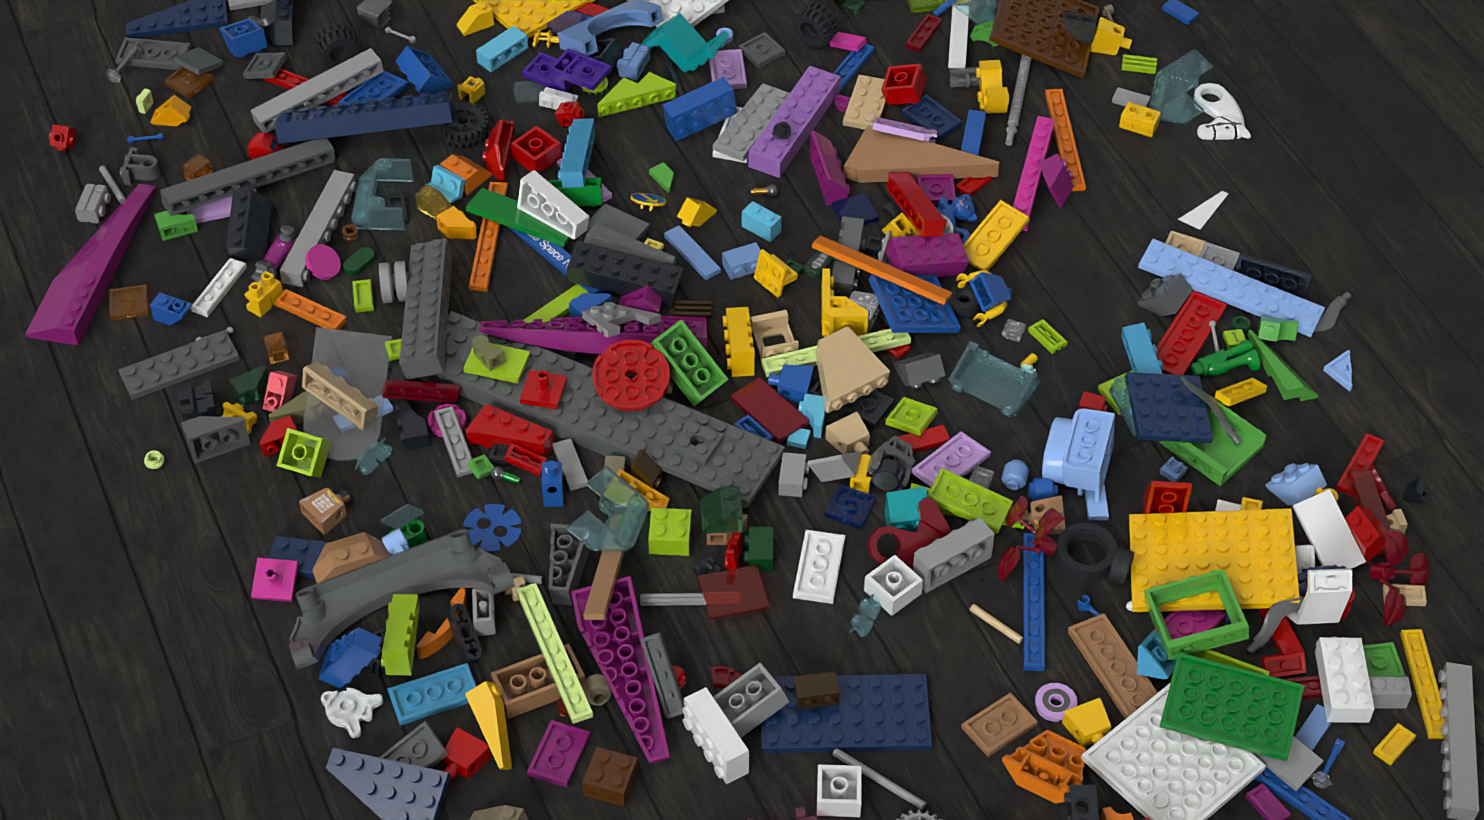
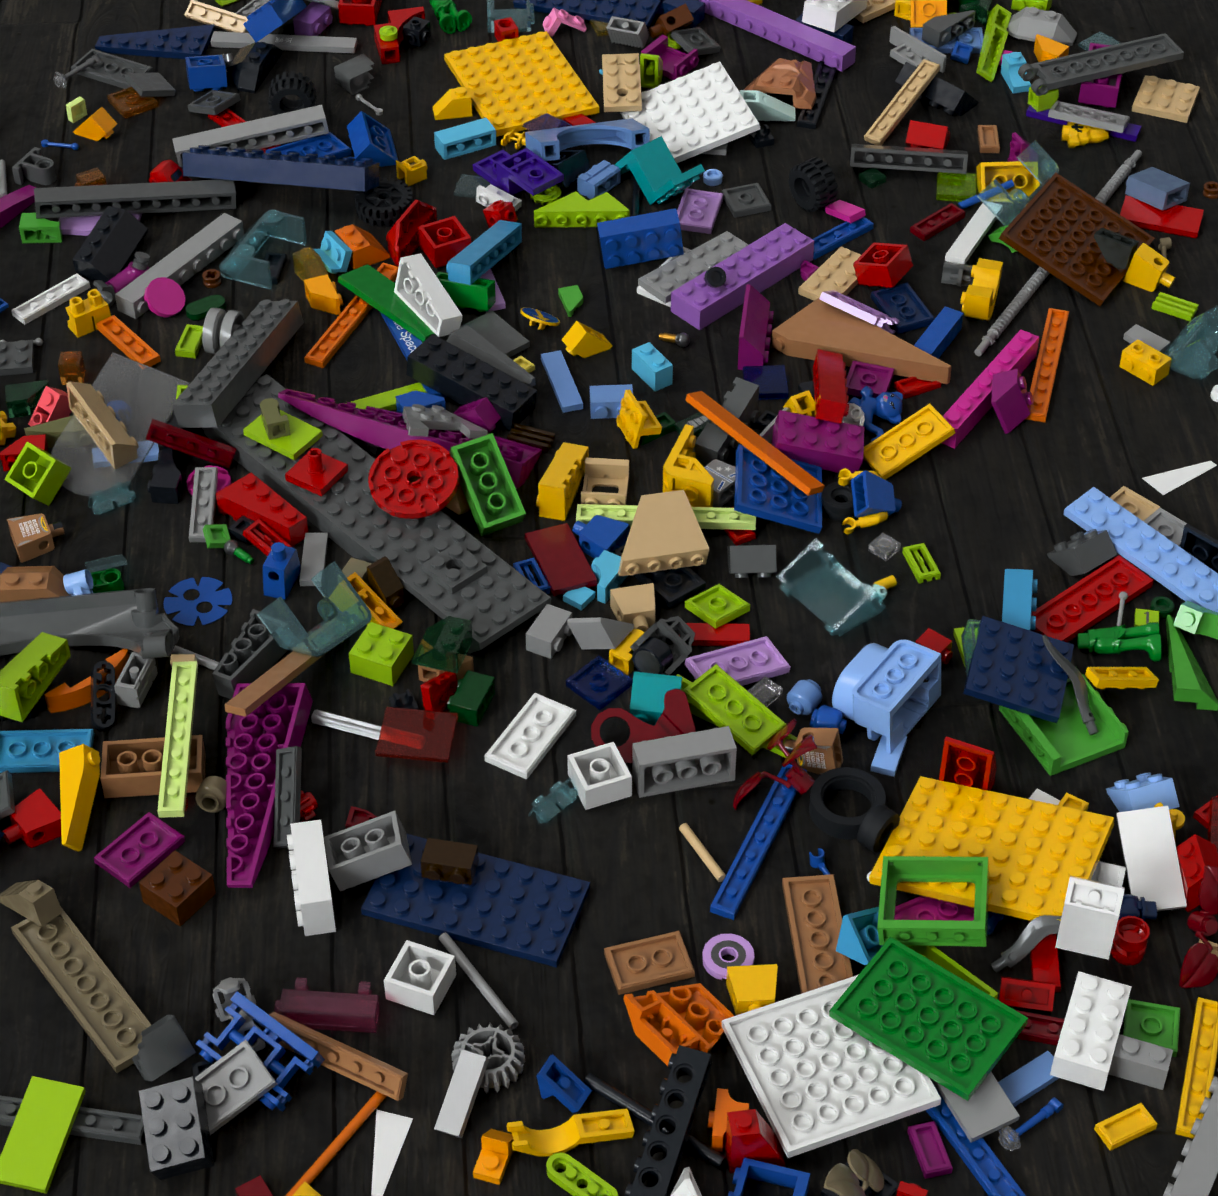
camera: 20 degrees right, 5 degrees down
(1173, 470) = (999, 742): medium blue tile -> none

